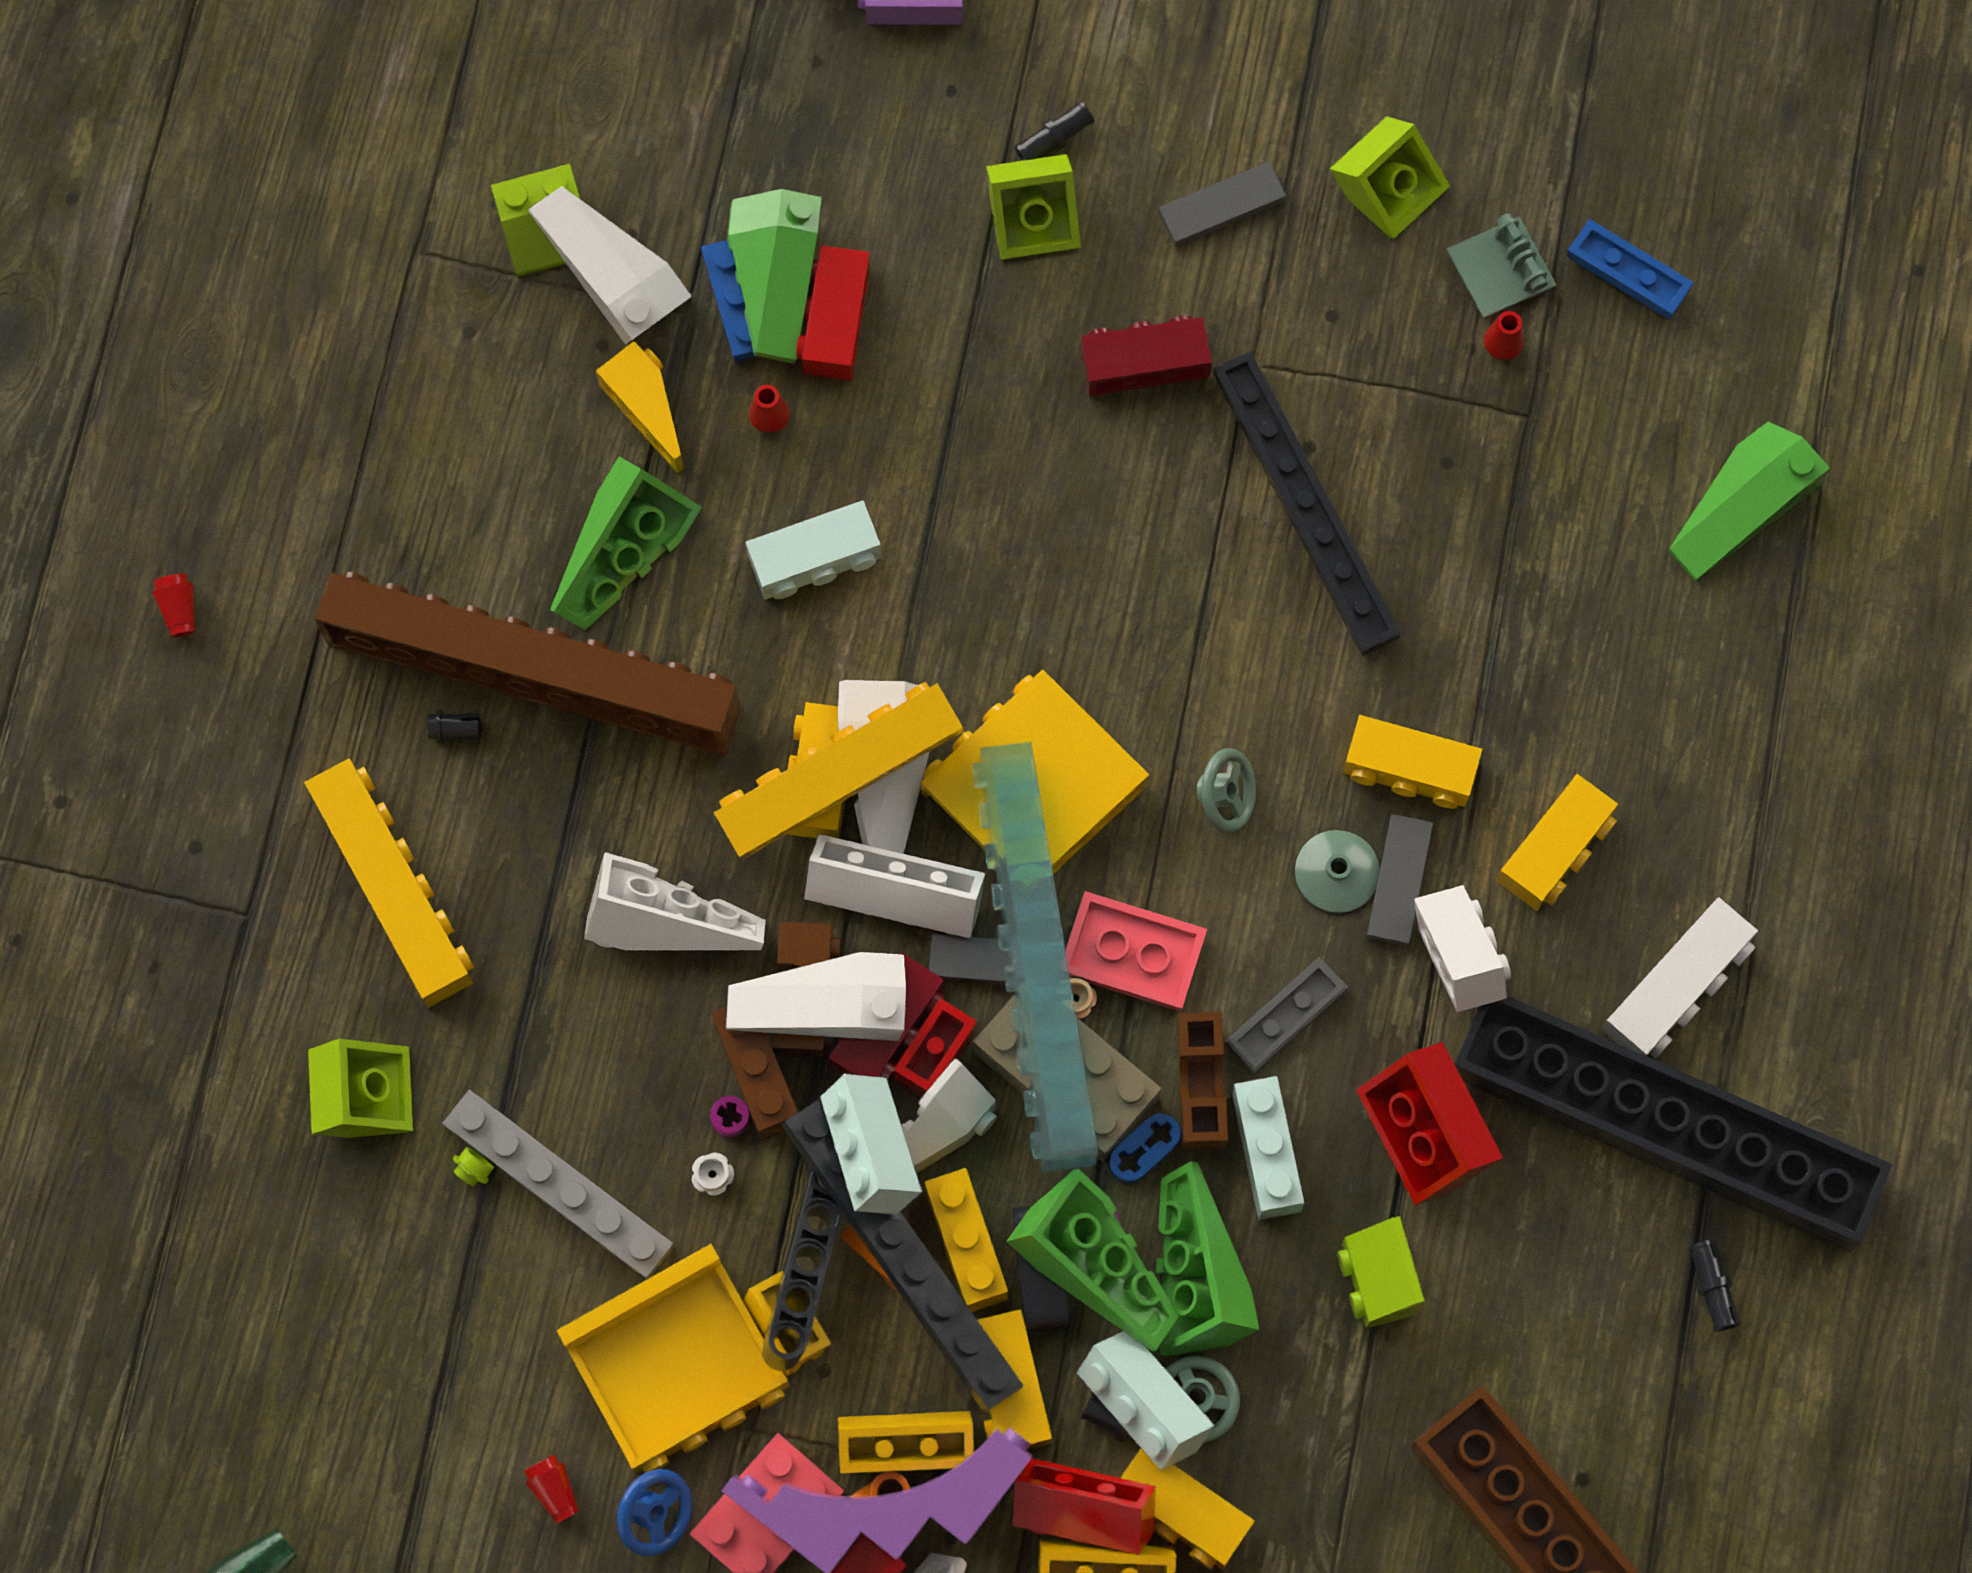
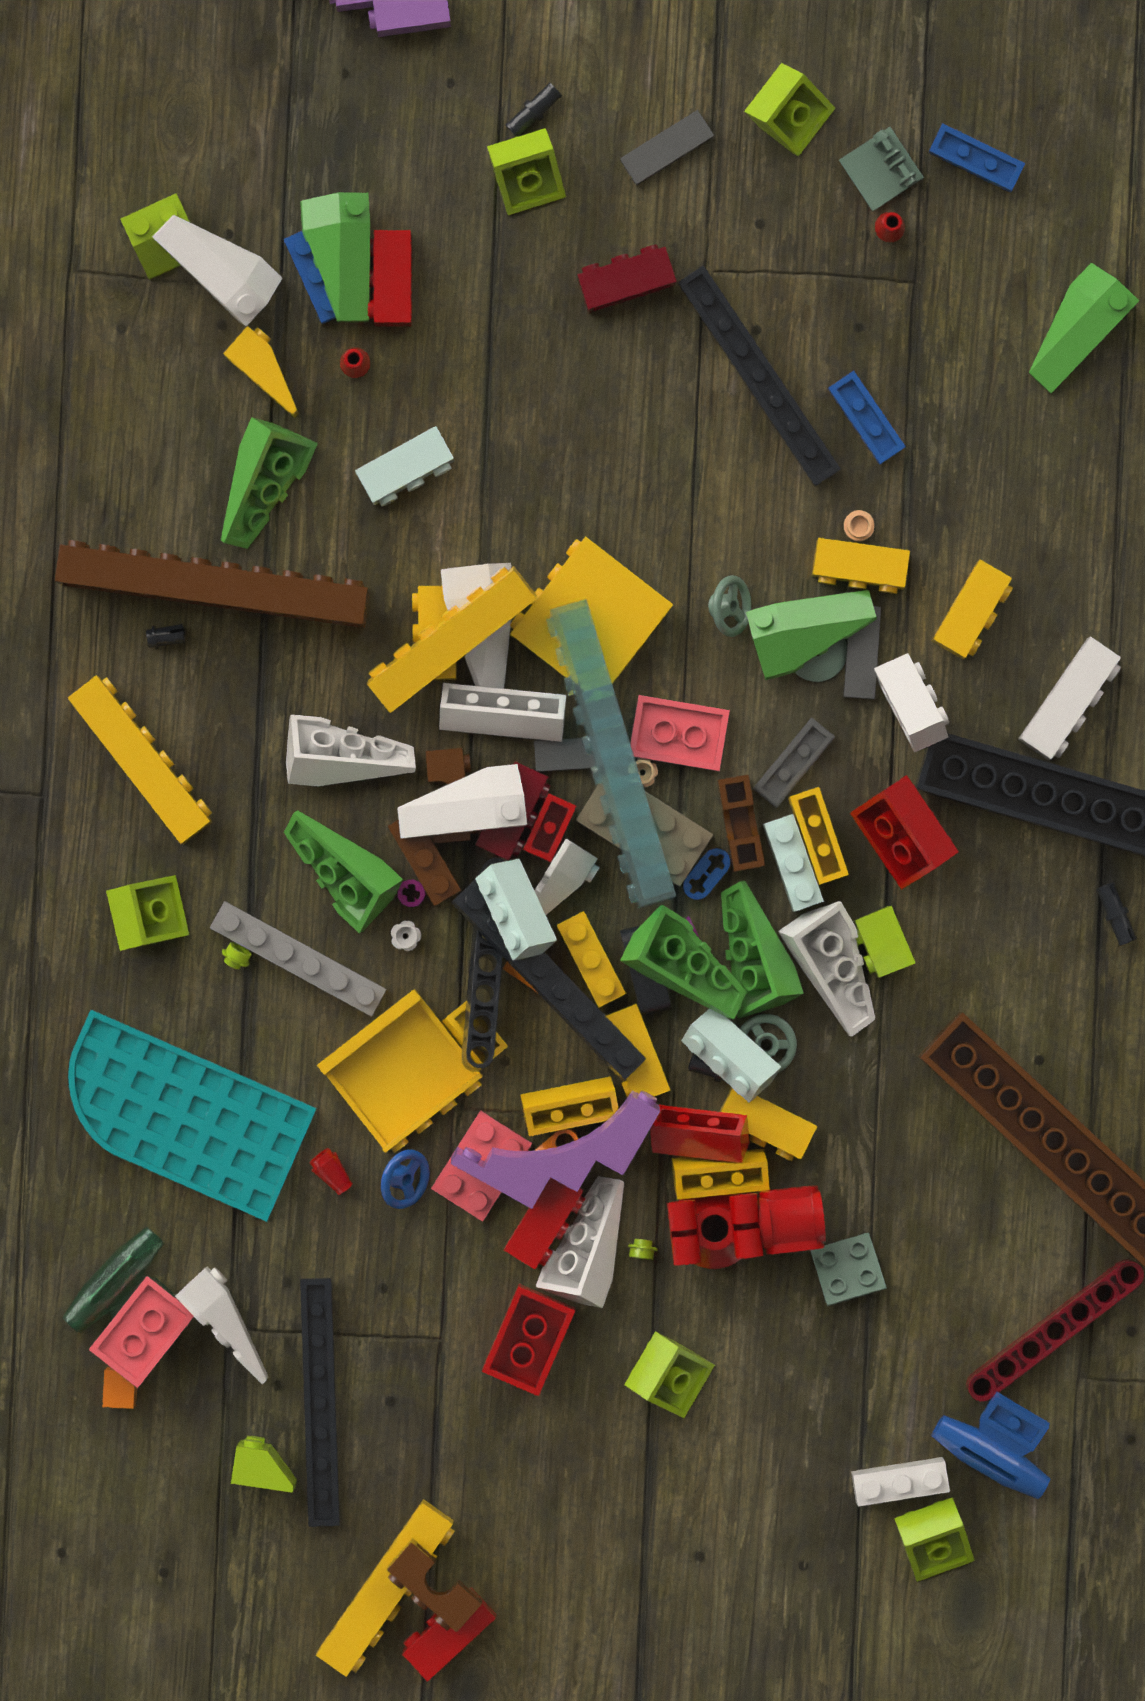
camera: 10 degrees left, 15 degrees up
(361, 1379) = (185, 1115): none -> teal plate
(653, 1080) = (352, 875): none -> bright green wedge
(1303, 1289) = (830, 957): none -> white wedge
(1308, 1113) = (818, 835): none -> yellow brick
(1318, 832) = (801, 629): none -> bright green wedge
(1416, 712) = (859, 525): none -> light nougat plate
(1443, 574) = (866, 417): none -> blue plate

